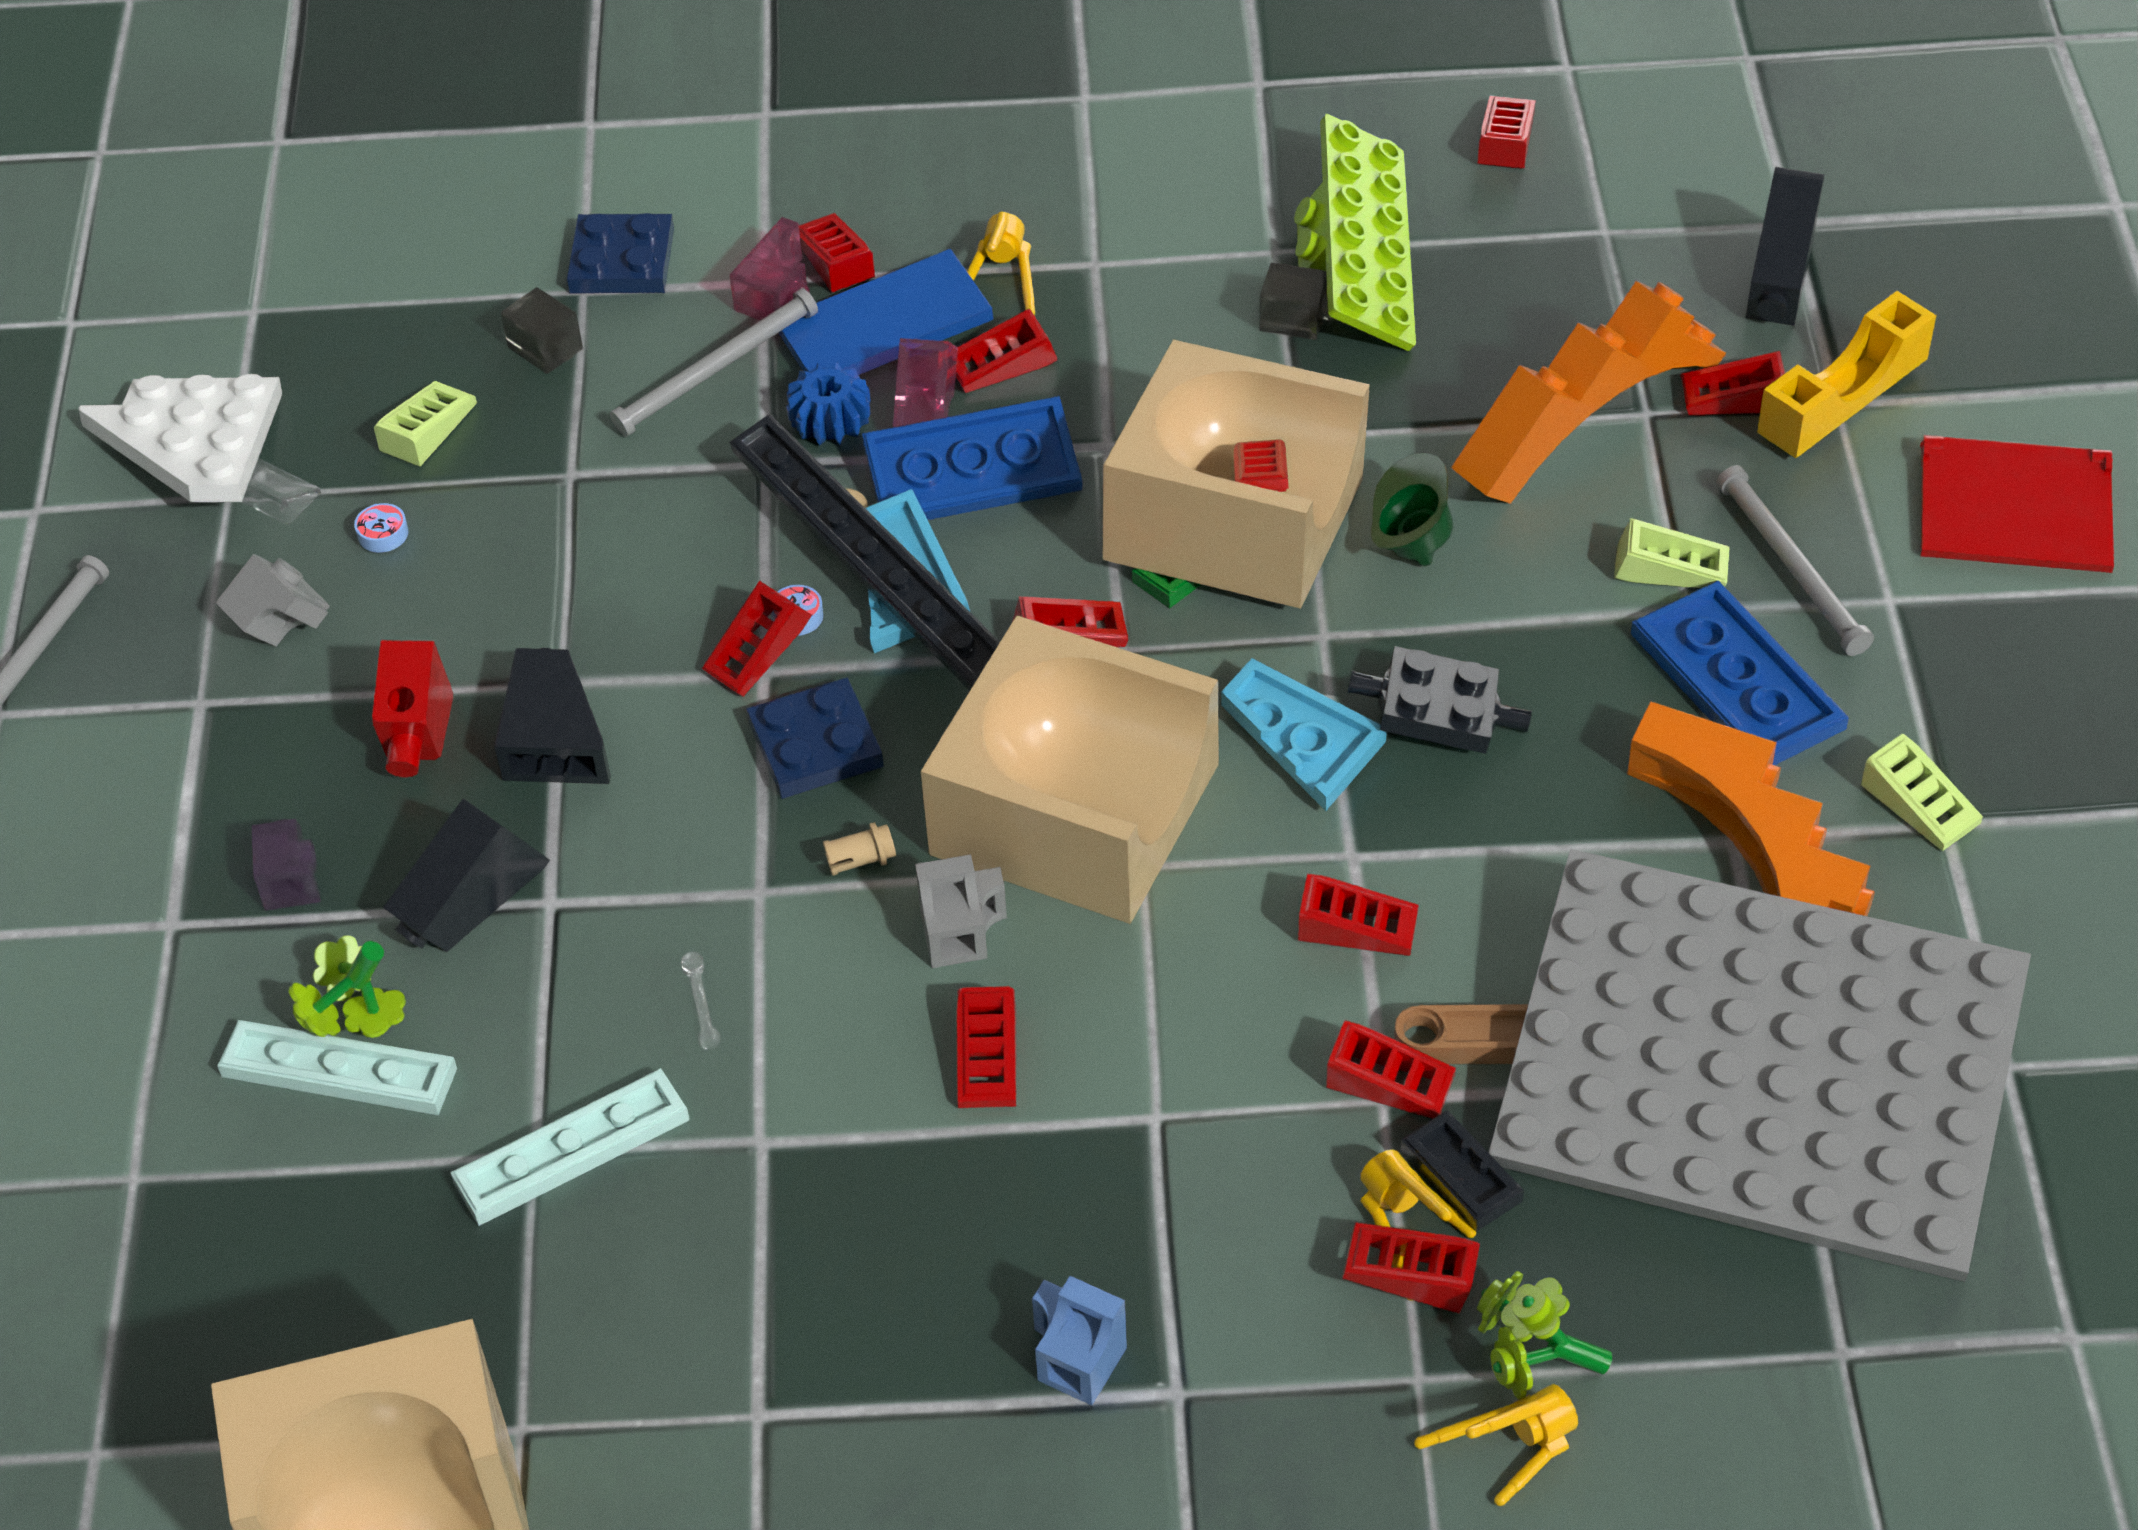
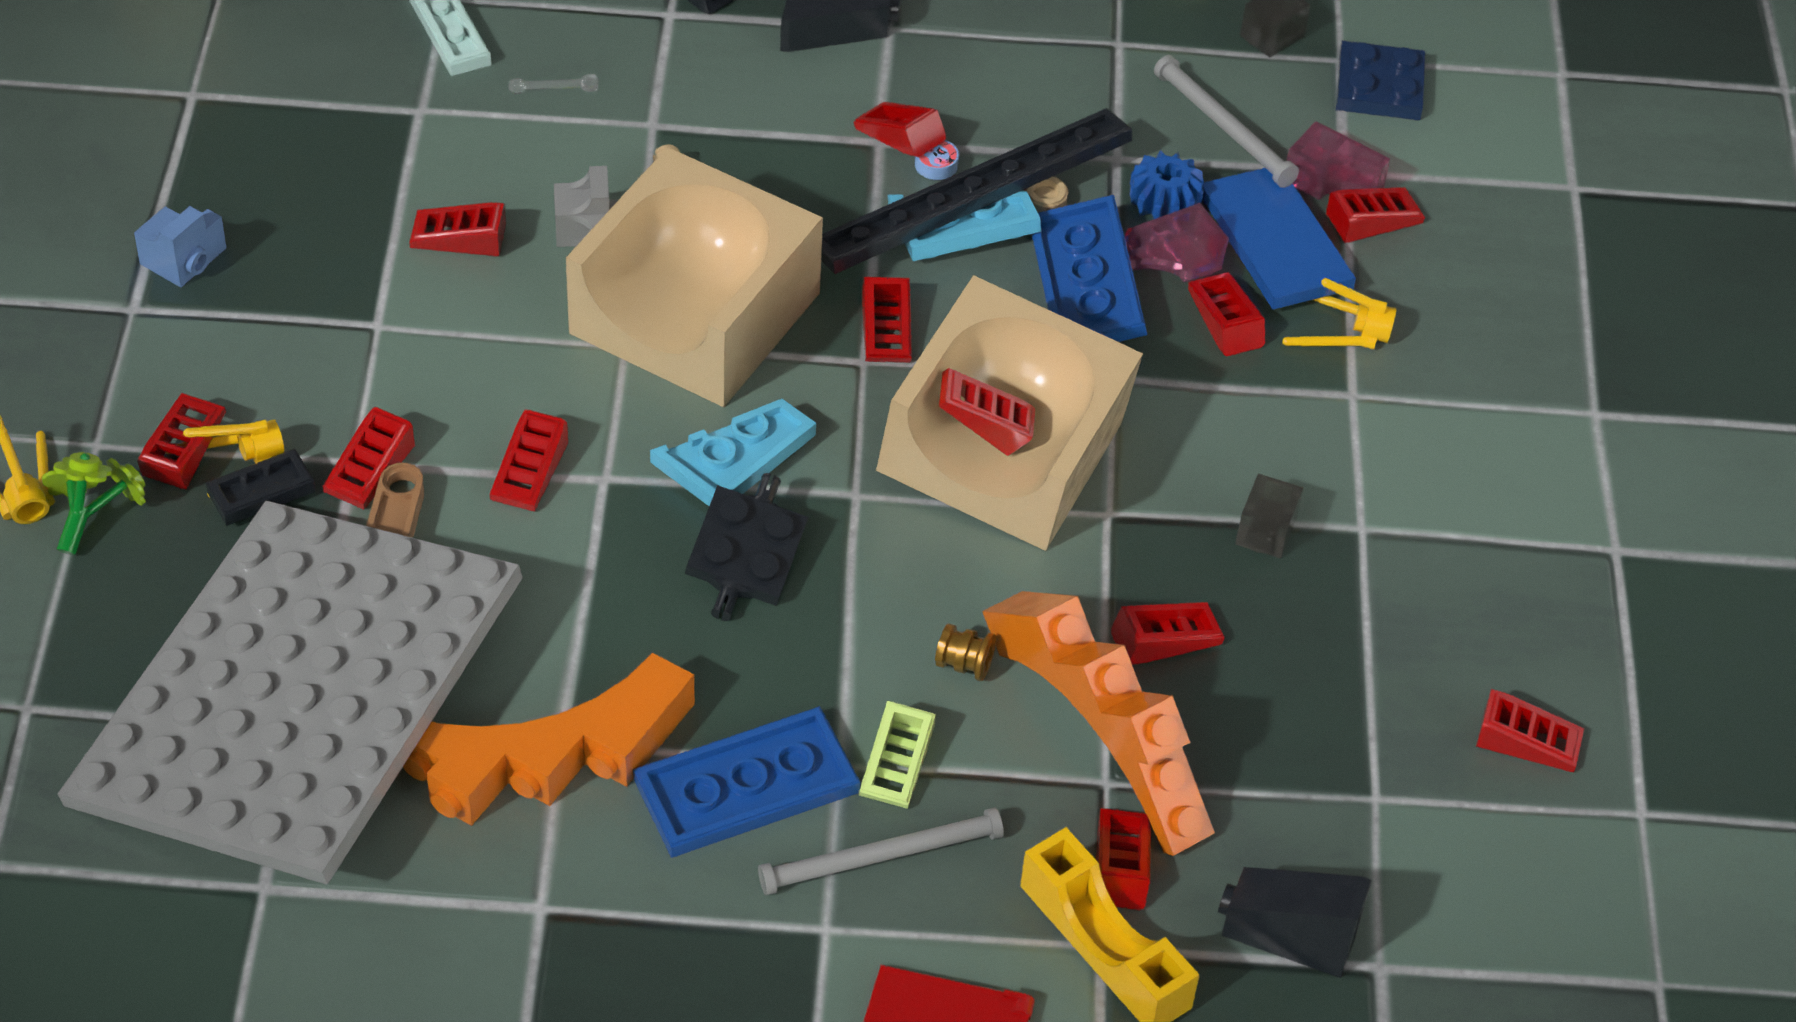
camera: 90 degrees right, 0 degrees up
(815, 737) = (797, 160): dark blue plate -> none
(1360, 232) = (1362, 581): lime bracket -> none
(1413, 508) = (963, 557): dark green piece -> none
(1460, 381) = (1136, 625): none -> red slope
(1532, 511) = (965, 651): none -> pearl gold bush
(1904, 762) = (578, 860): yellowish green slope -> none

